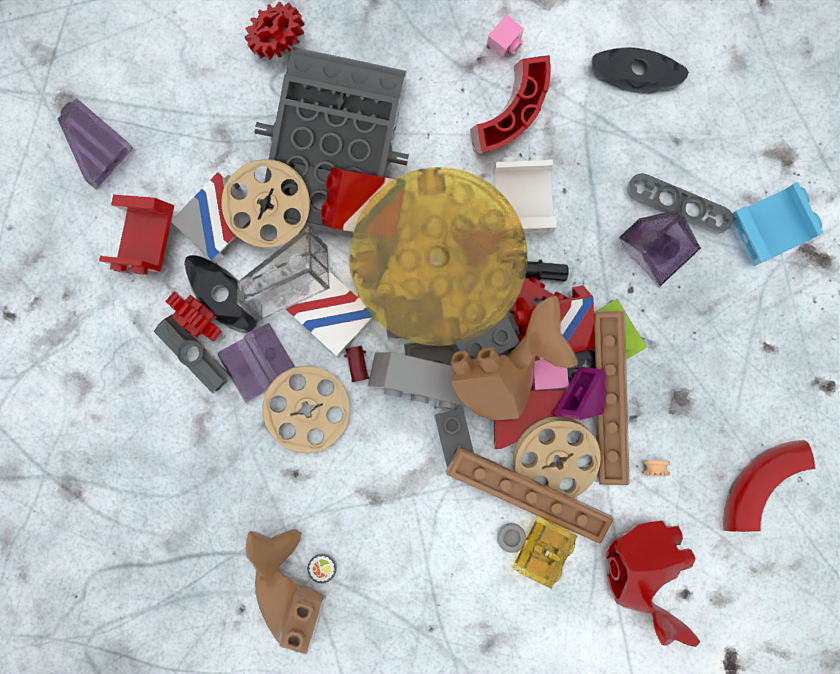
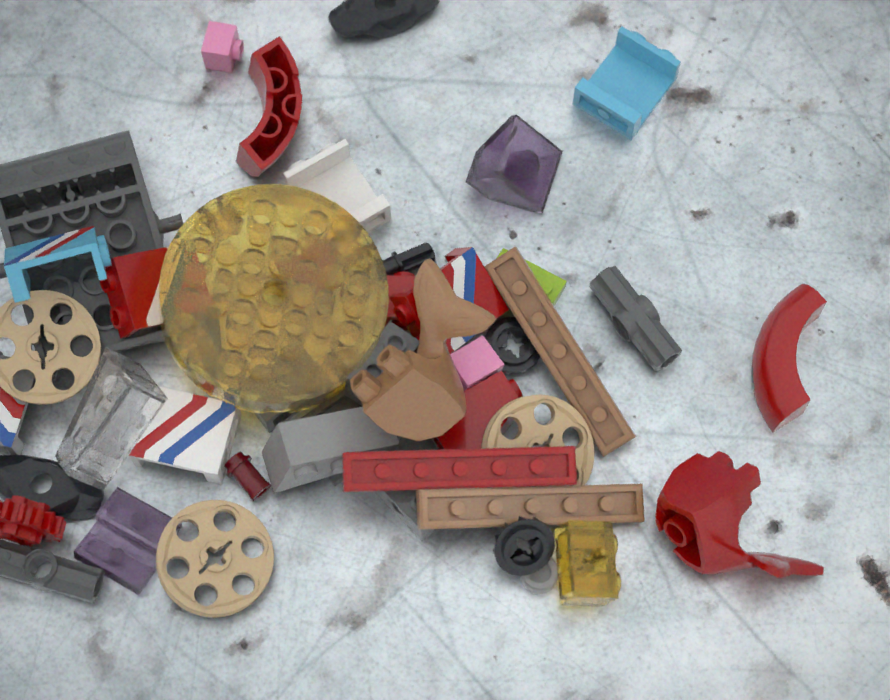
camera: 30 degrees left, 15 degrees down
(302, 145) = (50, 249): none -> medium azure panel
(495, 447) = (459, 468): none -> red tile
(500, 524) = (517, 560): none -> black gear
(584, 395) = (526, 360): magenta slope -> none
(657, 468) = (655, 401): light nougat bush -> none
(678, 400) = (635, 318): none -> dark grey piece
(681, 197) = (506, 109): dark grey beam -> none

